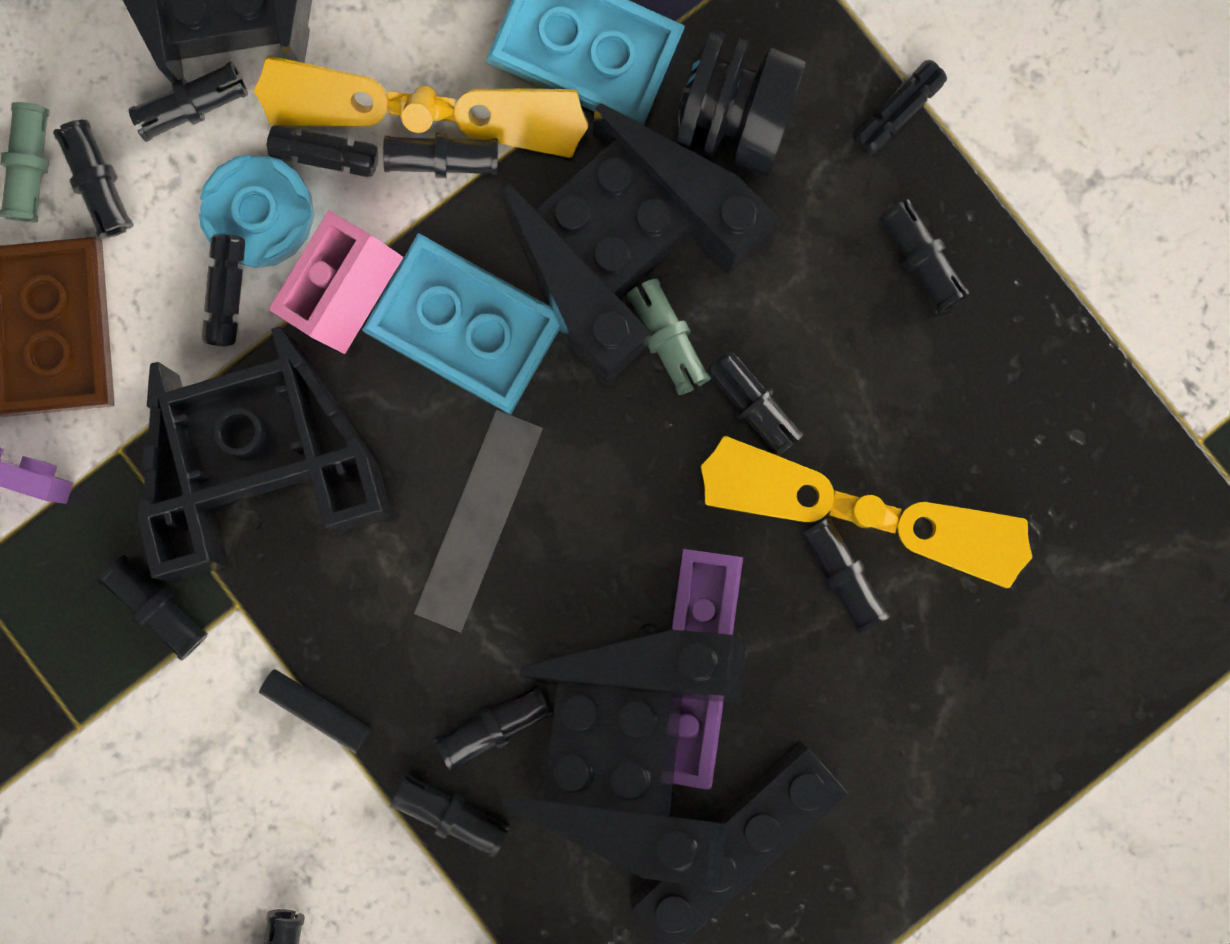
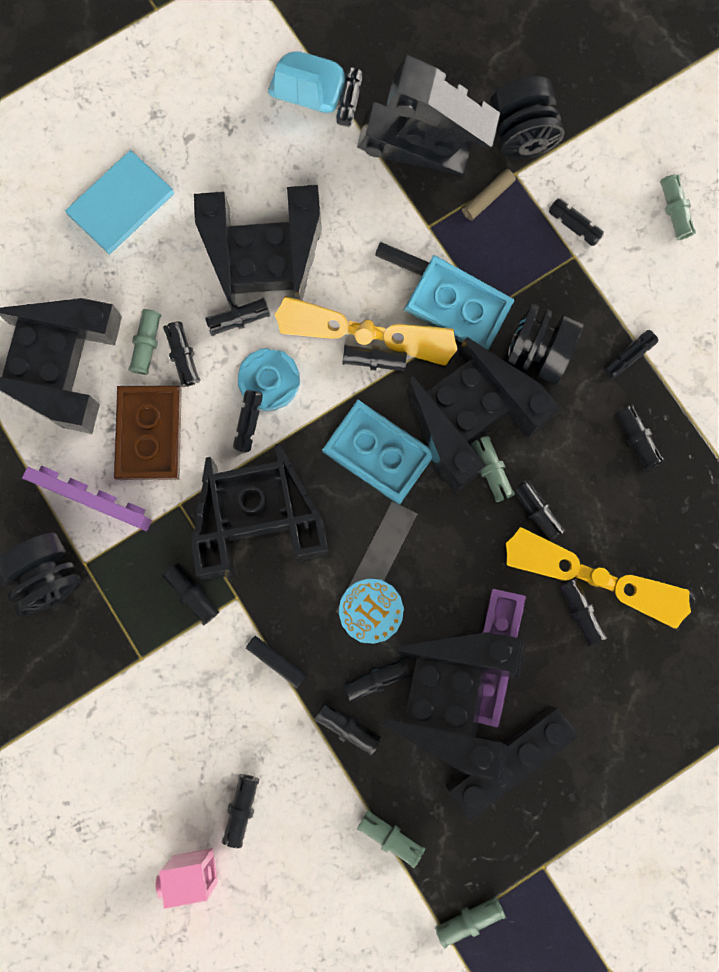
camera: 10 degrees right, 5 degrees down
(322, 150) = (308, 350): black axle -> none
(336, 282) = (311, 422): bright pink brick -> none
(474, 607) = (371, 611): none -> medium azure tile

